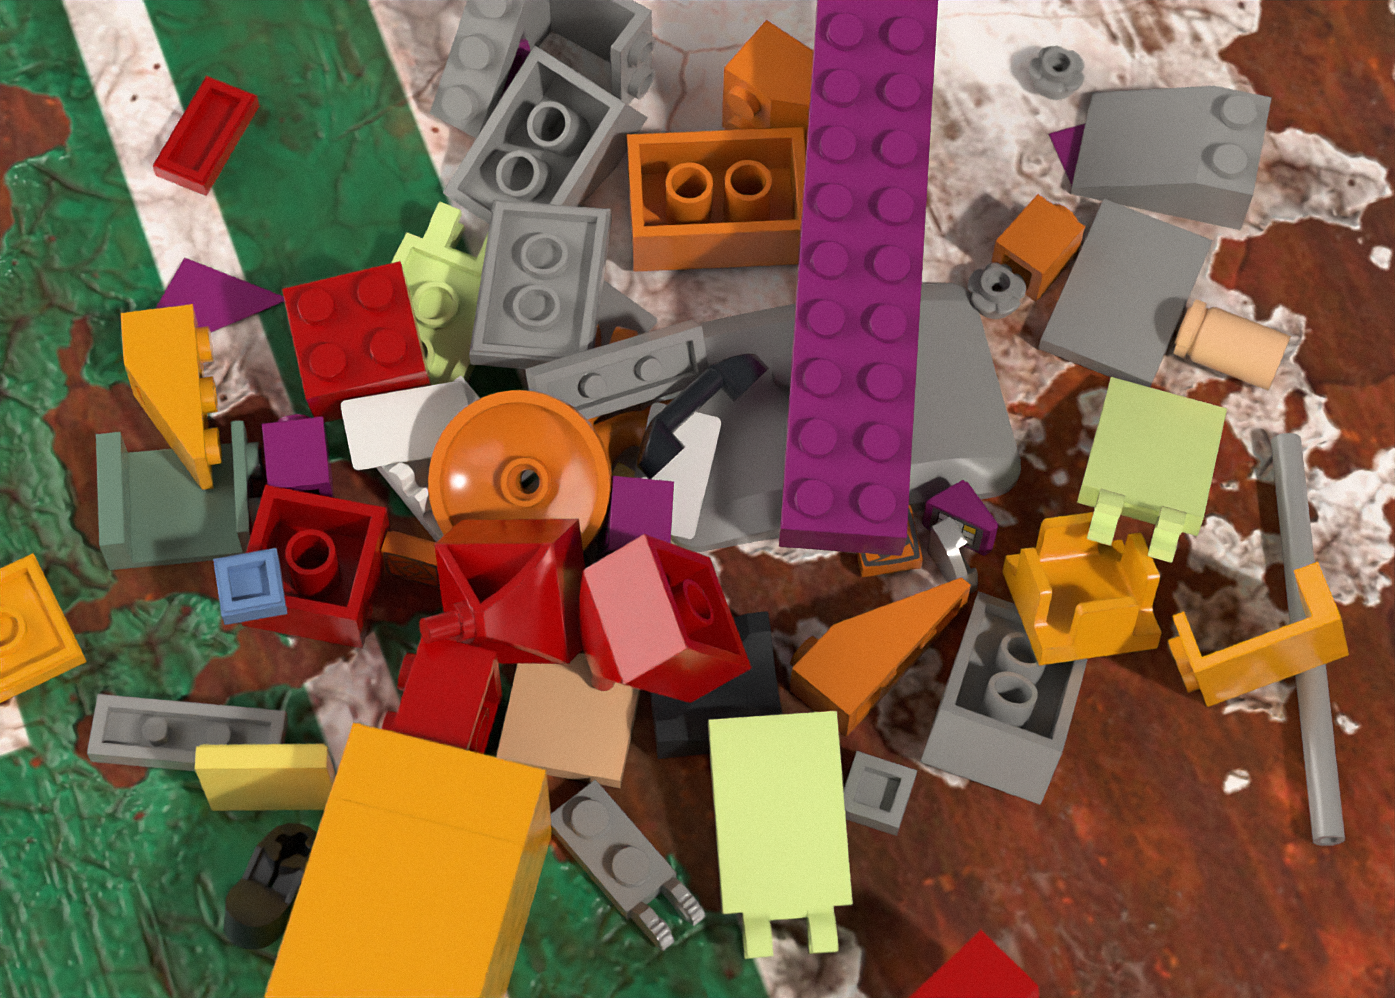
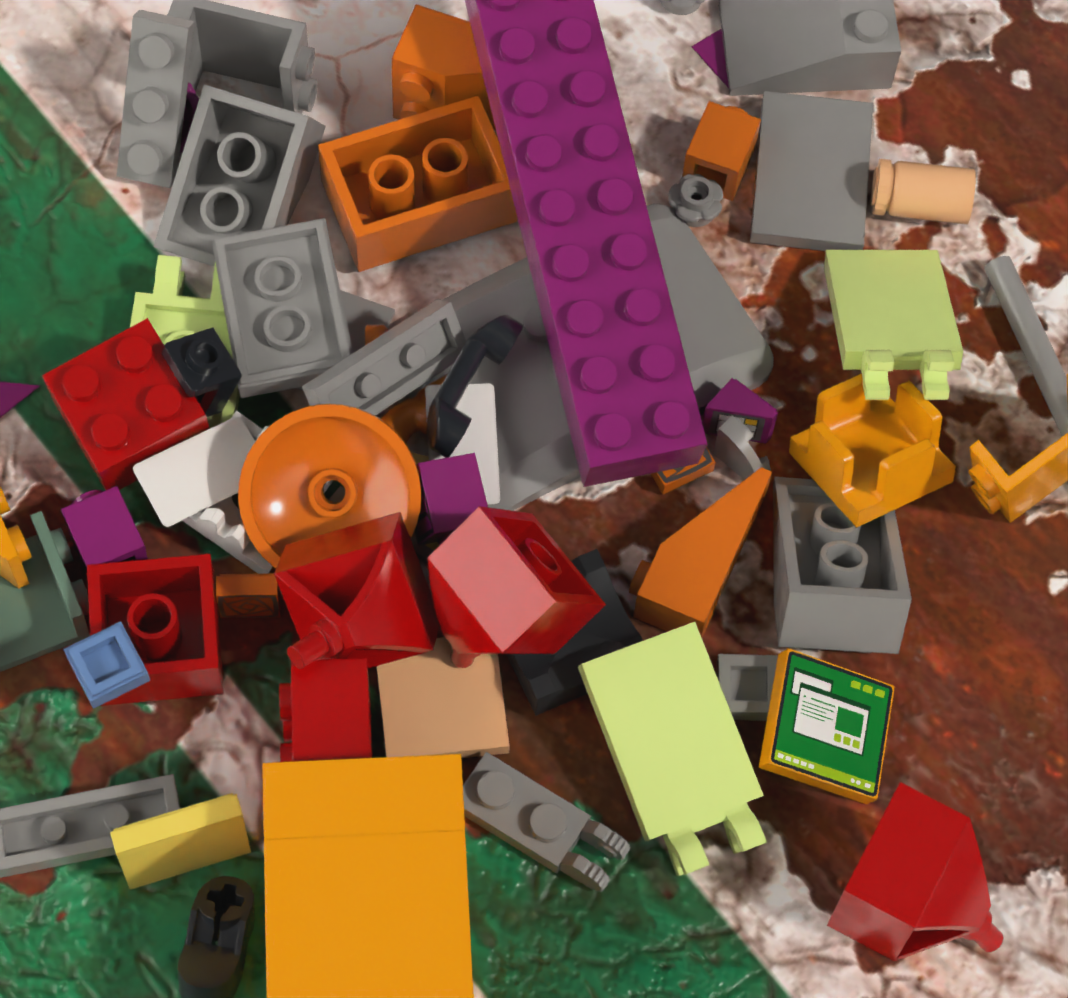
camera: 20 degrees left, 0 degrees up
(438, 326) = (203, 369): none -> black bracket
(941, 855) = (827, 726): none -> tile

